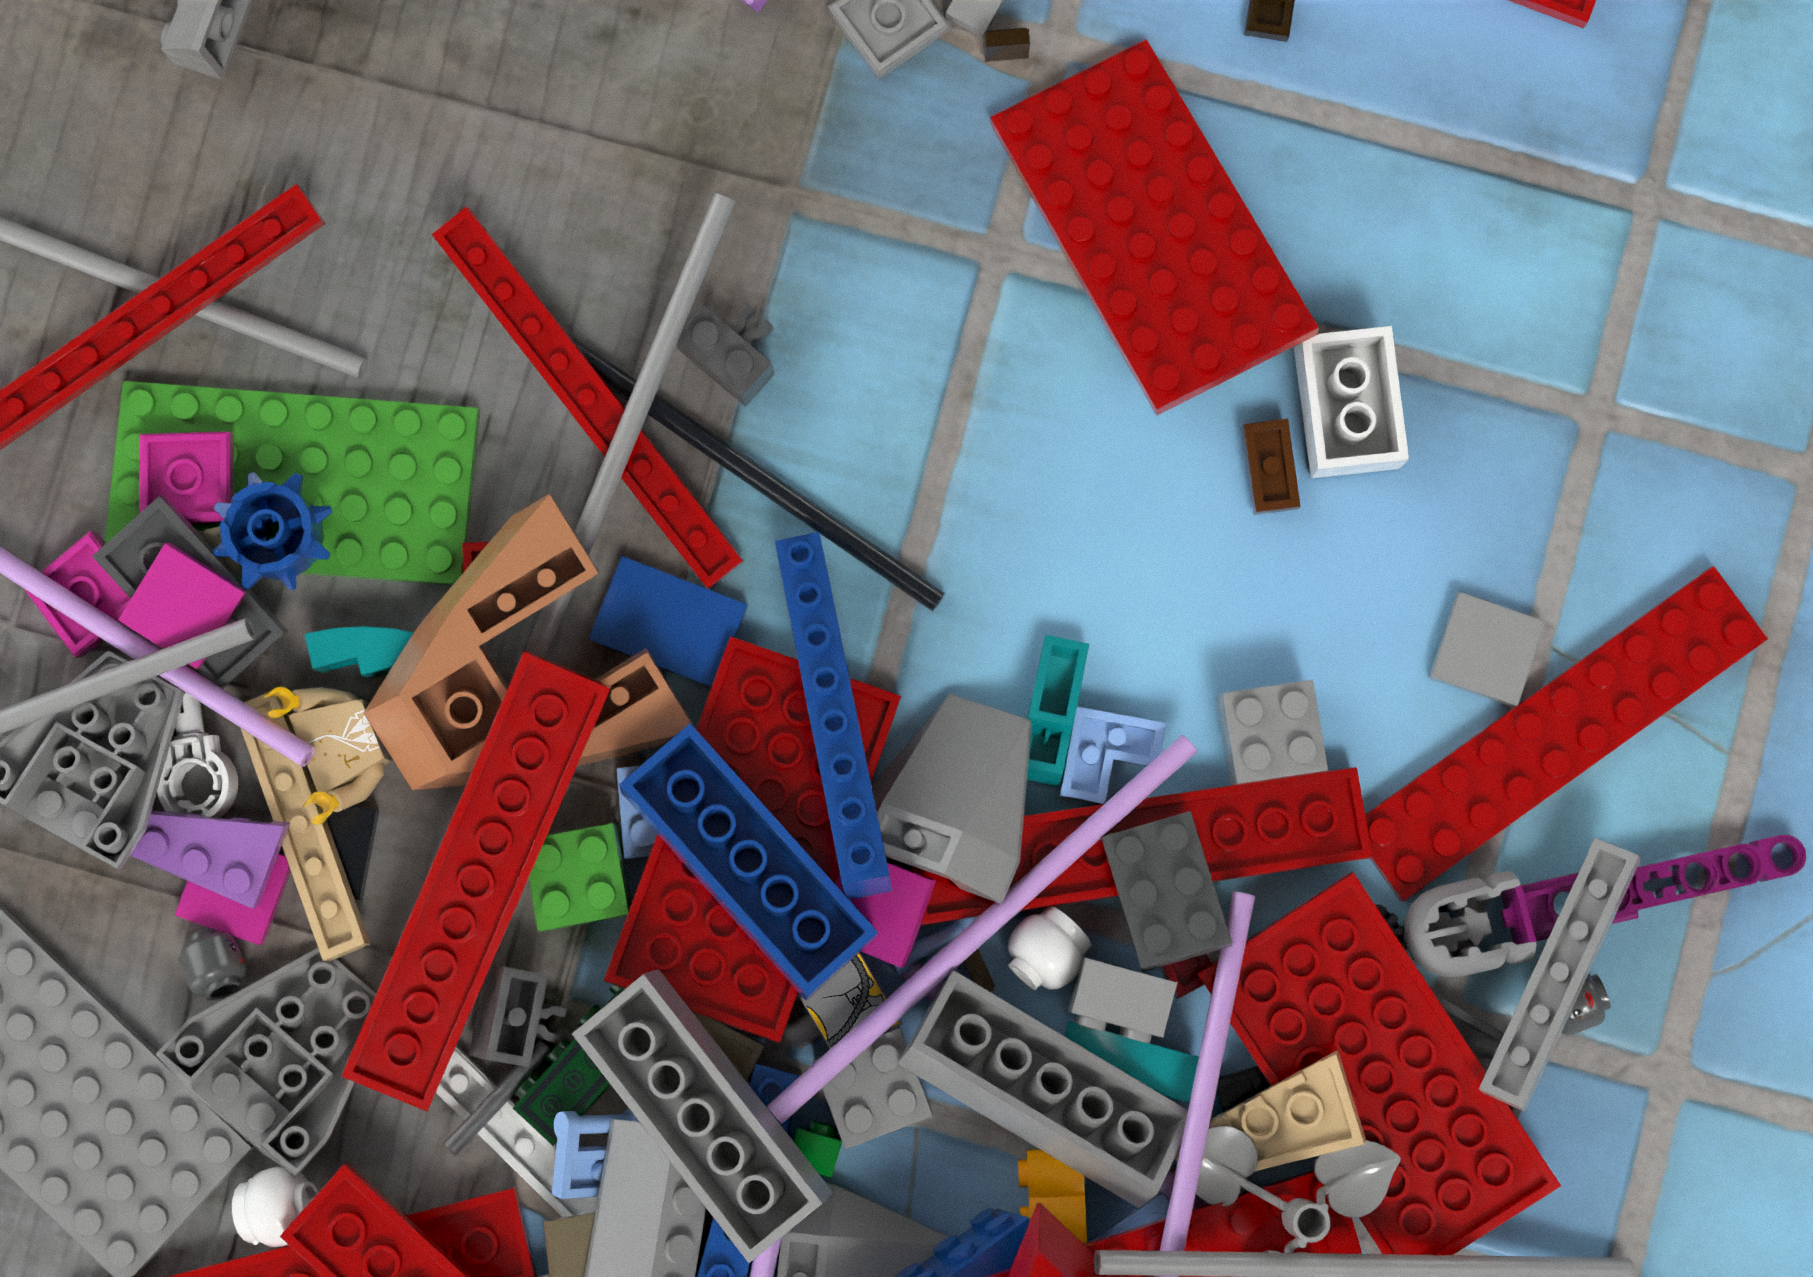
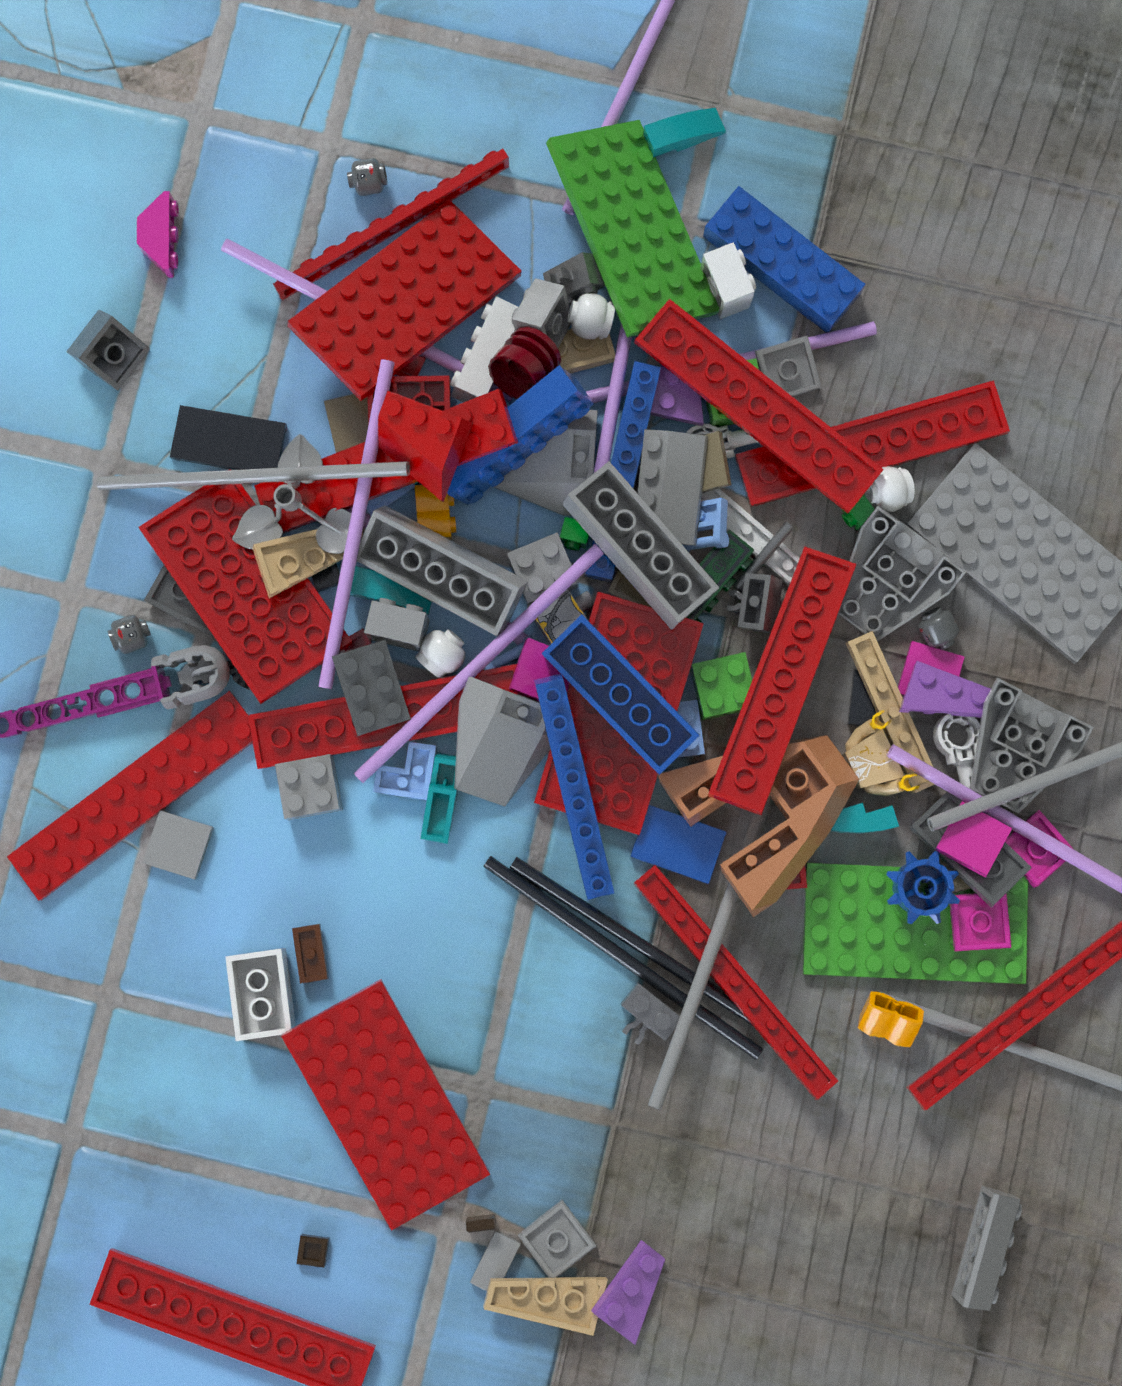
camera: 175 degrees right, 0 degrees up
(328, 1162) = (858, 514): none -> green plate
(340, 329) = (890, 1019): none -> light orange brick
(774, 450) = (620, 955): none -> black piece
(978, 971) = (481, 637): dark brown tile -> none
(1560, 974) = (137, 647): light grey plate -> none

